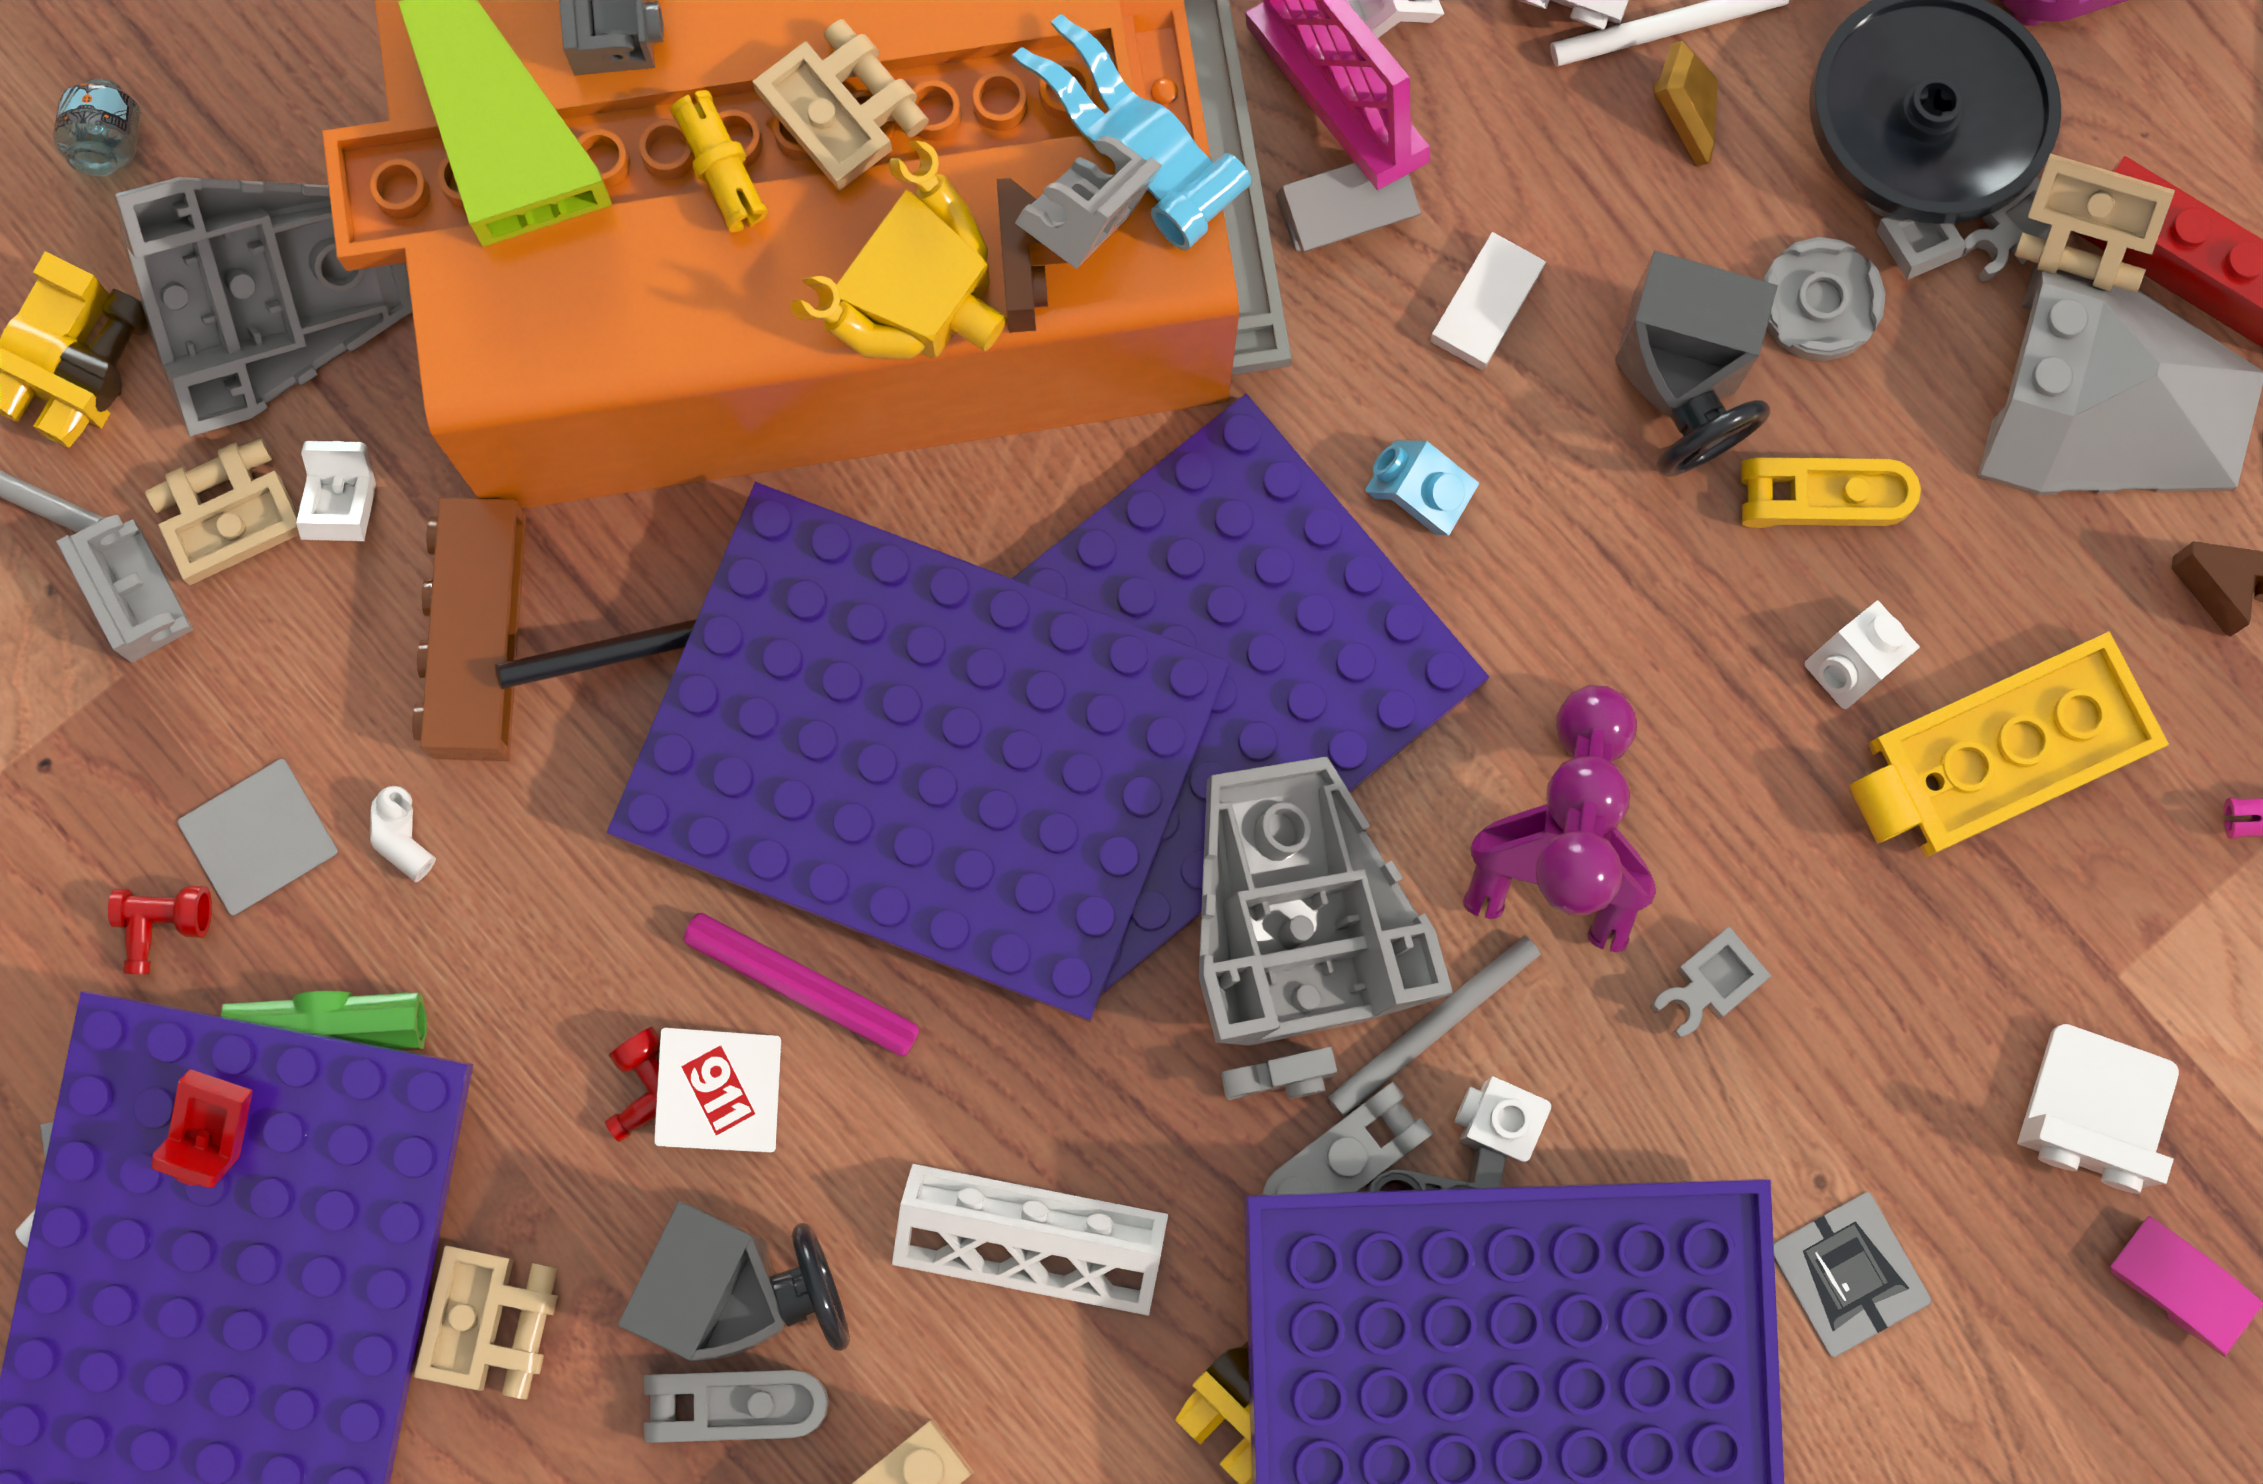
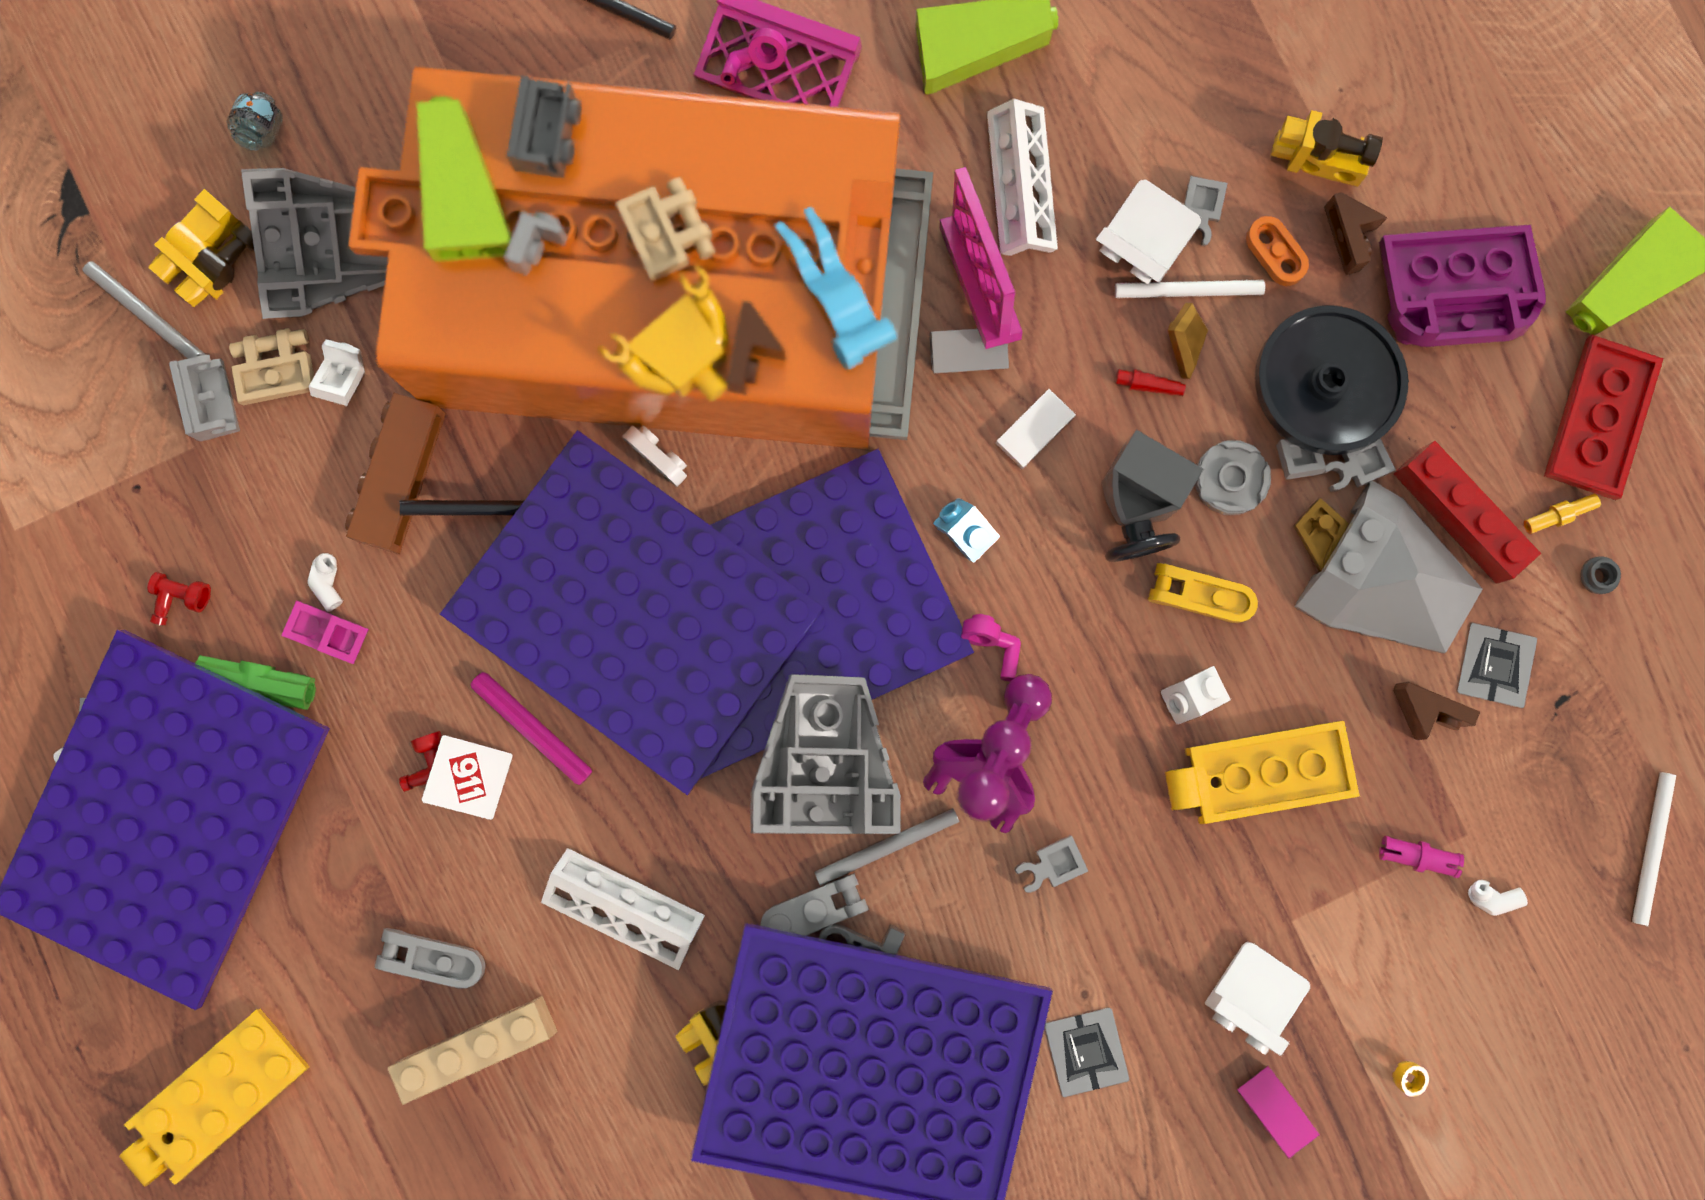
camera: 15 degrees right, 5 degrees up
(204, 1130) = (163, 731): red bracket -> none
(257, 837) = (246, 561): light grey sticker -> none
(420, 916) = (325, 632): none -> dark pink slope
(467, 1316) = (292, 870): tan plate -> none
(630, 172) = (526, 242): none -> light grey bracket
(717, 1291) = (436, 896): dark grey piece -> none
(719, 161) = (584, 245): yellow pin -> none
(867, 481) = (645, 444): none -> white plate
(1088, 204) = (792, 329): light grey hinge -> none
(1297, 1074) = (798, 855): light grey plate -> none
(1498, 639) = (983, 631): none -> dark pink plate
(1502, 1119) = (908, 914): white bracket -> none
(1644, 184) = (1149, 382): none -> red animal
(1985, 347) = (1320, 531): none -> pearl gold piece
(2100, 206) = (1411, 469): tan plate -> none

